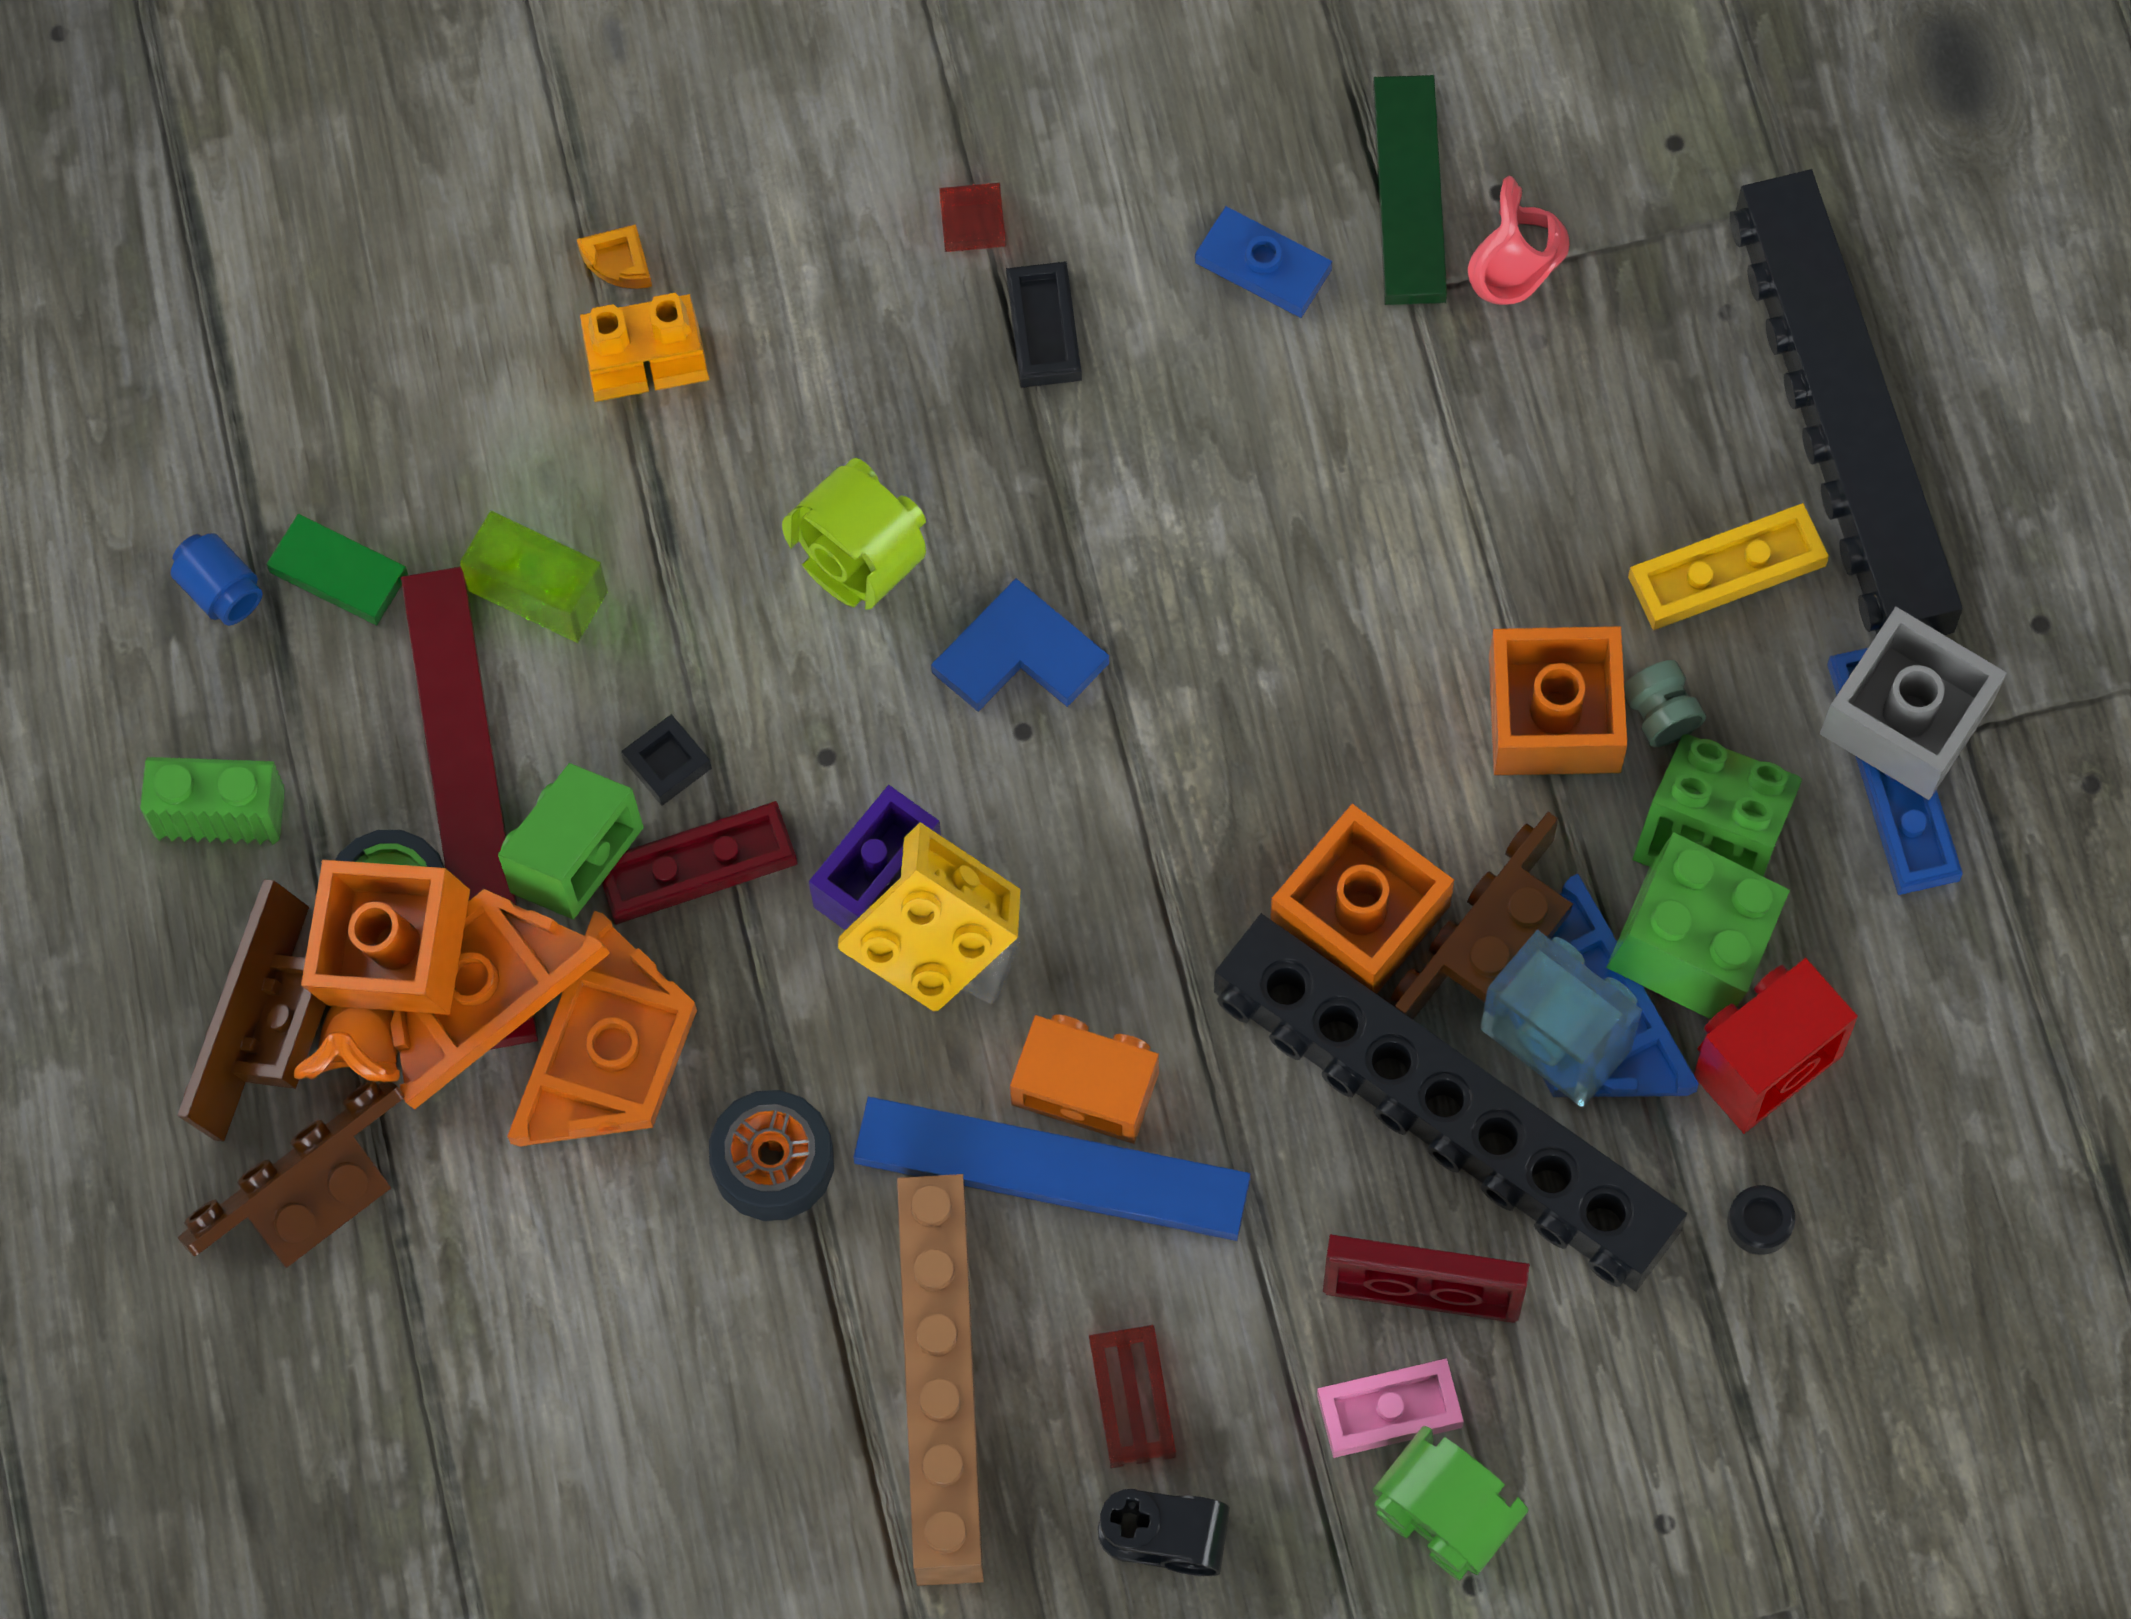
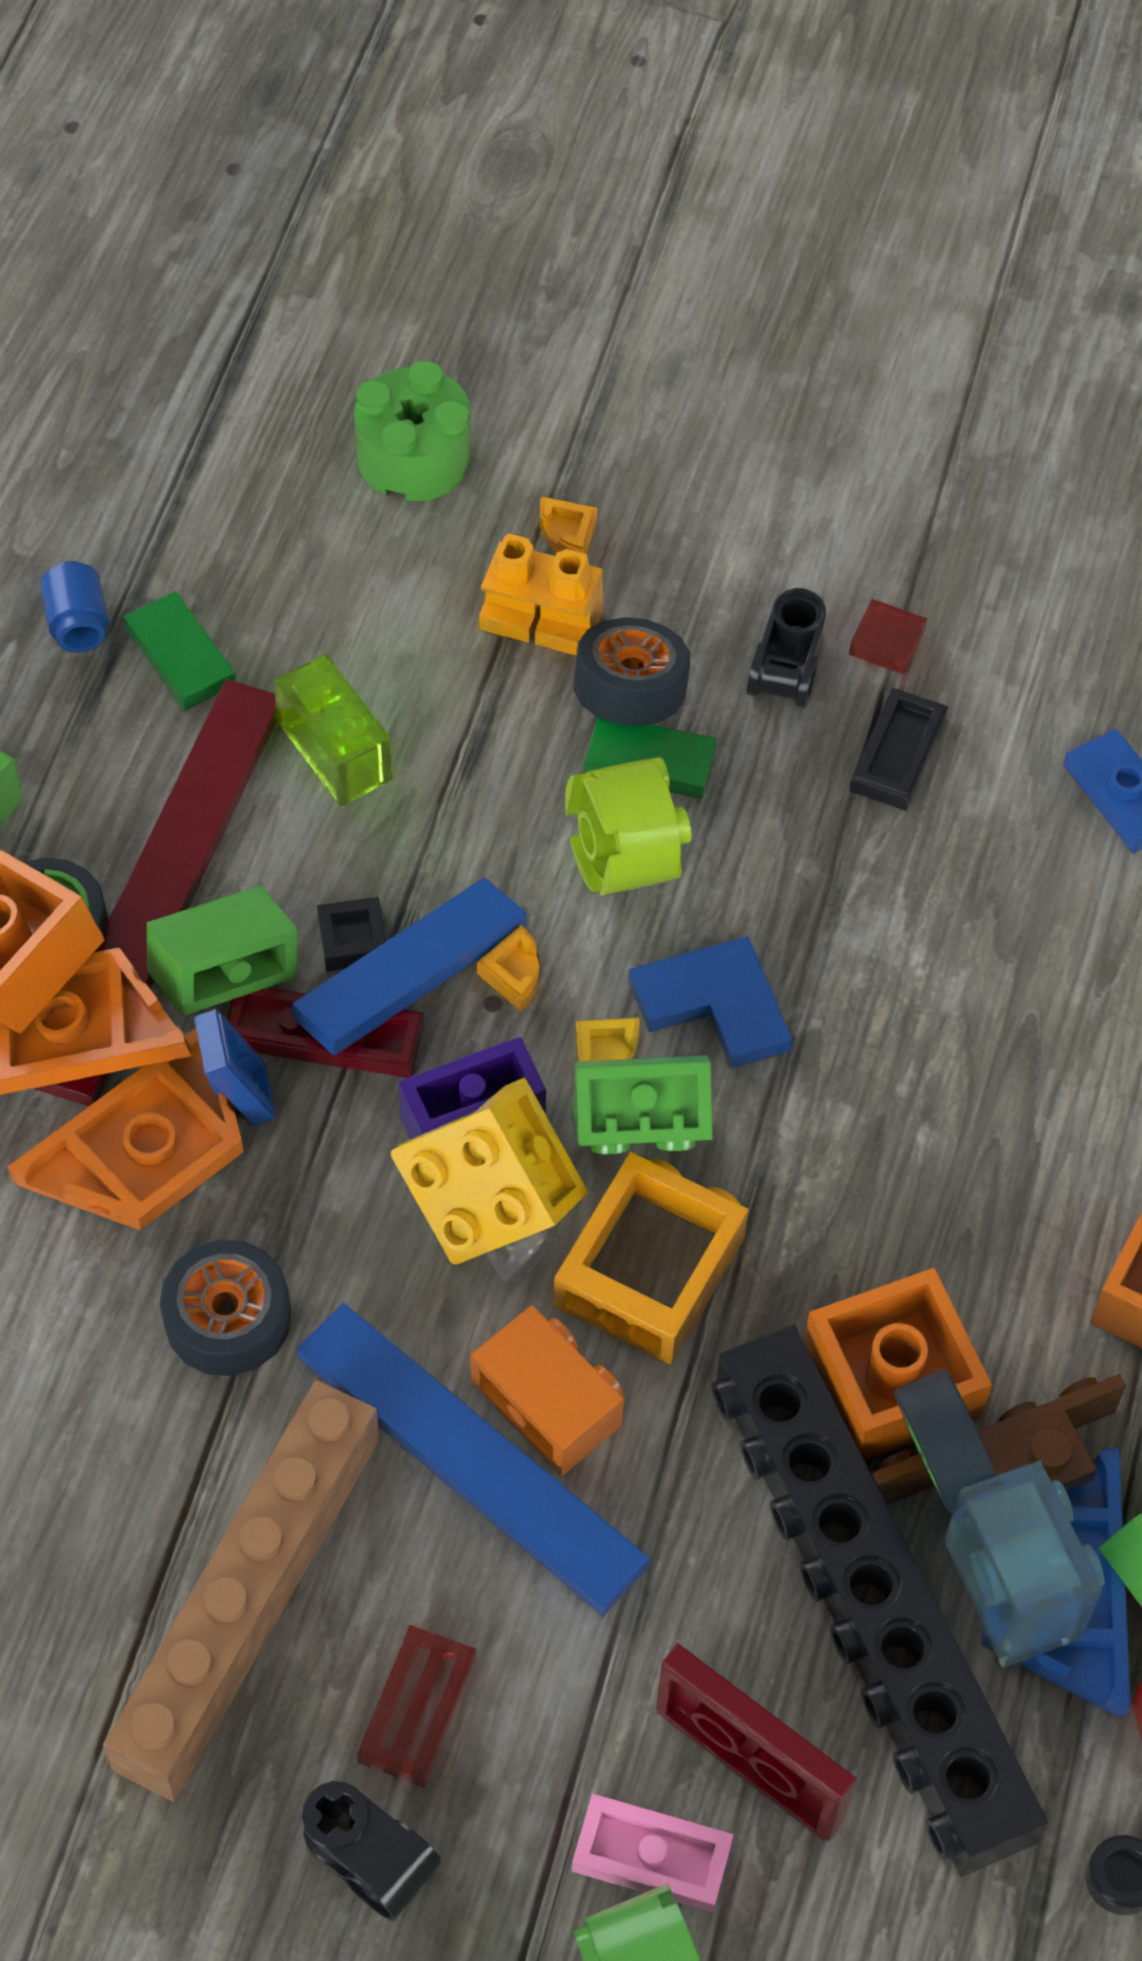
camera: 25 degrees right, 10 degrees down
(421, 237) = (413, 432): none -> bright green brick
(654, 943) = (234, 1067): none -> blue plate
(739, 764) = (408, 966): none -> blue tile
(768, 377) = (631, 671): none -> black wheel
(812, 449) = (684, 753): none -> green tile
(827, 716) = (513, 968): none -> light orange tile
(897, 288) = (787, 655): none -> black piece
(949, 748) = (606, 1039): none -> yellow tile
(1028, 791) = (642, 1103): none -> bright green bracket
(1113, 975) = (623, 1311): none -> light orange window
(1447, 948) = (944, 1435): none -> black wheel

